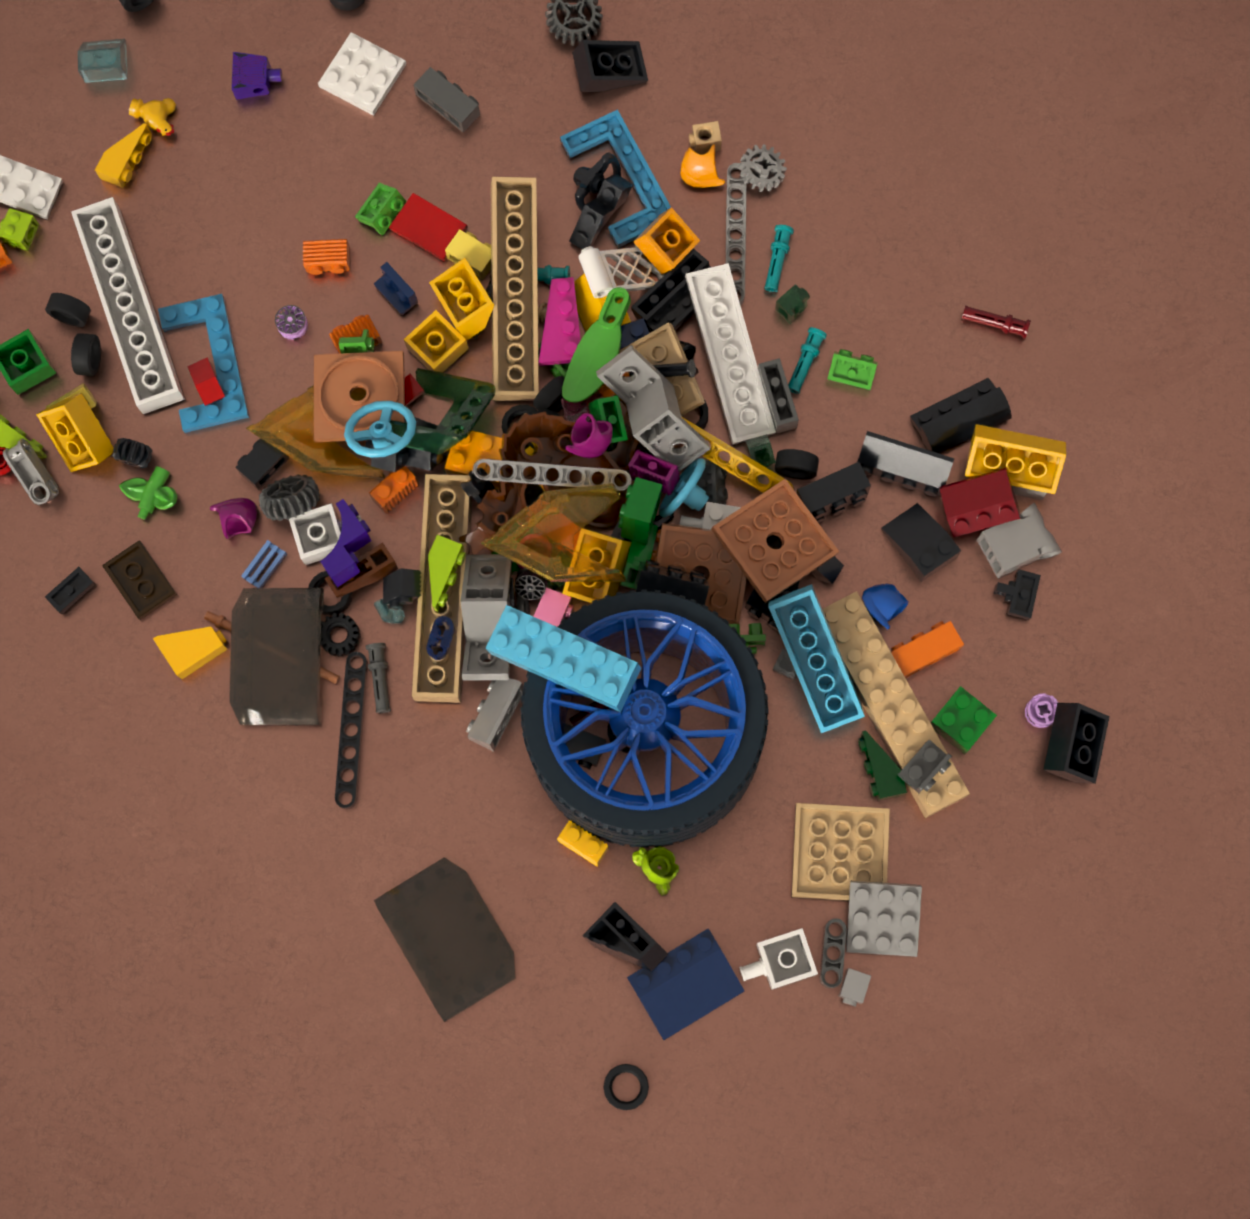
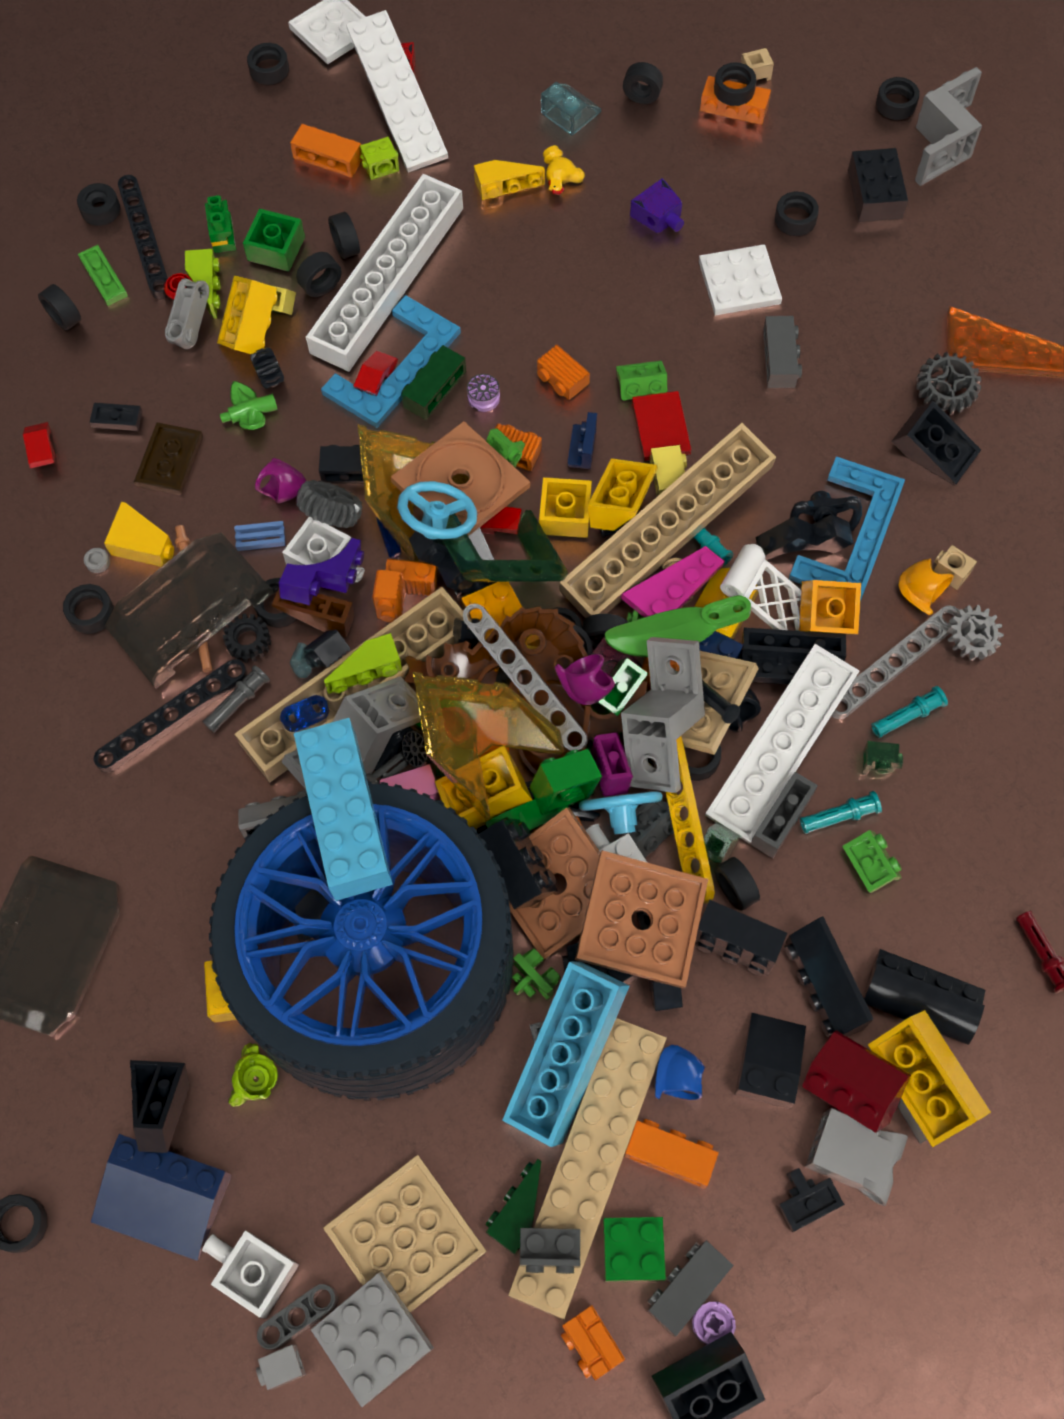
camera: 45 degrees right, 10 degrees down
(44, 662) = (38, 445): none -> red slope
(179, 691) = (97, 560): none -> light grey tile
(201, 716) = (80, 594): none -> black tyre
(250, 348) = (433, 382): none -> dark green brick
(357, 482) = (392, 546): none -> clear blue axle
(397, 514) = (388, 595): none -> orange brick
(995, 790) = (593, 1343): none -> orange brick
(1010, 706) = (688, 1287): none -> dark grey brick

